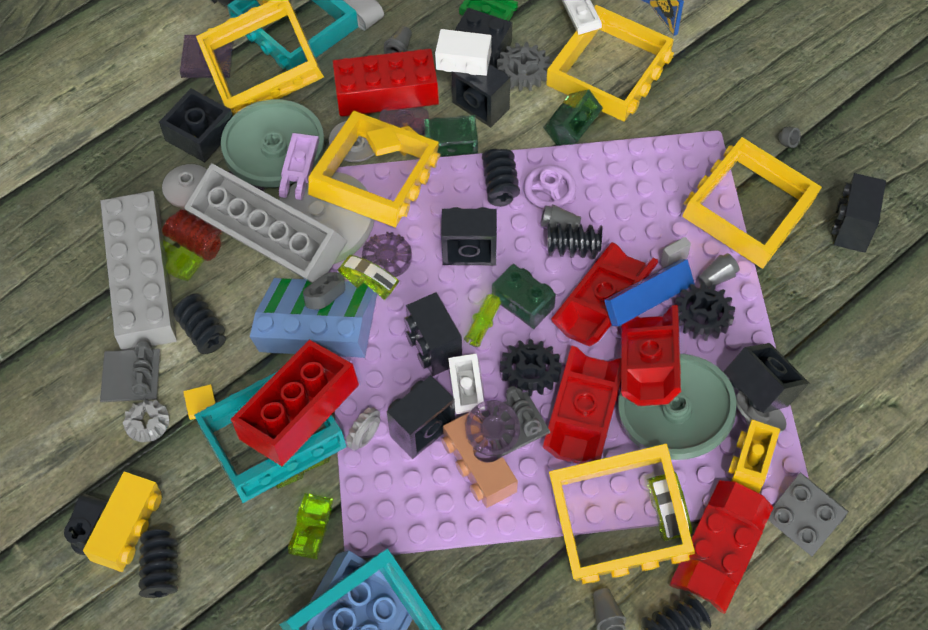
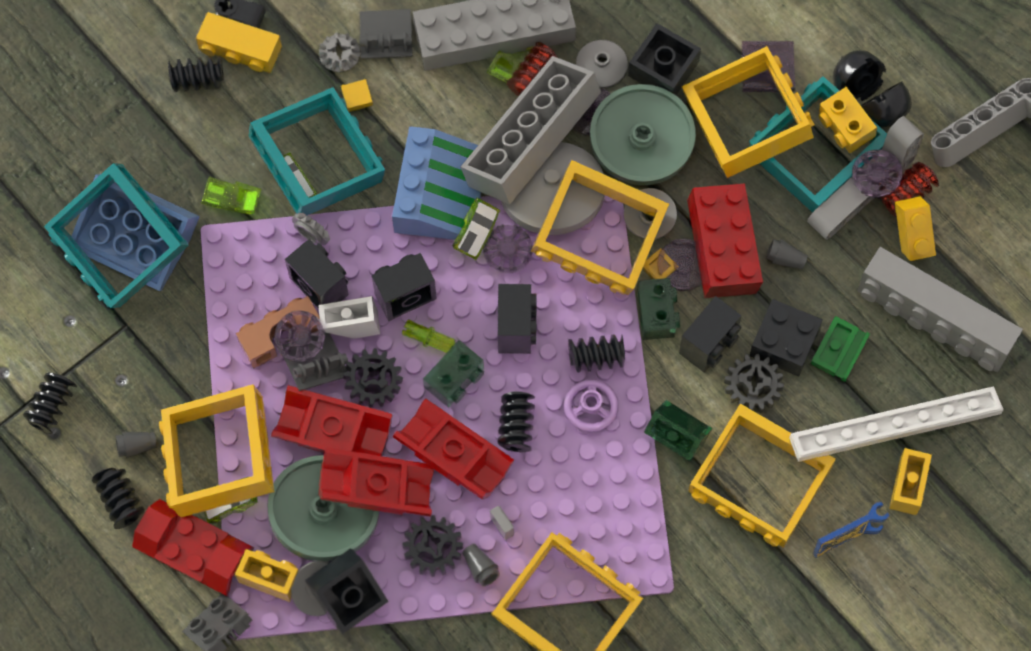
camera: 90 degrees right, 10 degrees up
(200, 324) = (432, 84): black piece -> none
(295, 402) = (324, 163): red brick -> none
(298, 164) = (605, 156): lavender hinge -> none
(324, 290) = (456, 187): dark grey beam -> none
(383, 141) = (625, 232): yellow tile -> none
(463, 52) = (730, 303): white brick -> none
(556, 214) = (545, 411): dark grey cone -> none
(649, 292) = (447, 489): blue tile -> none

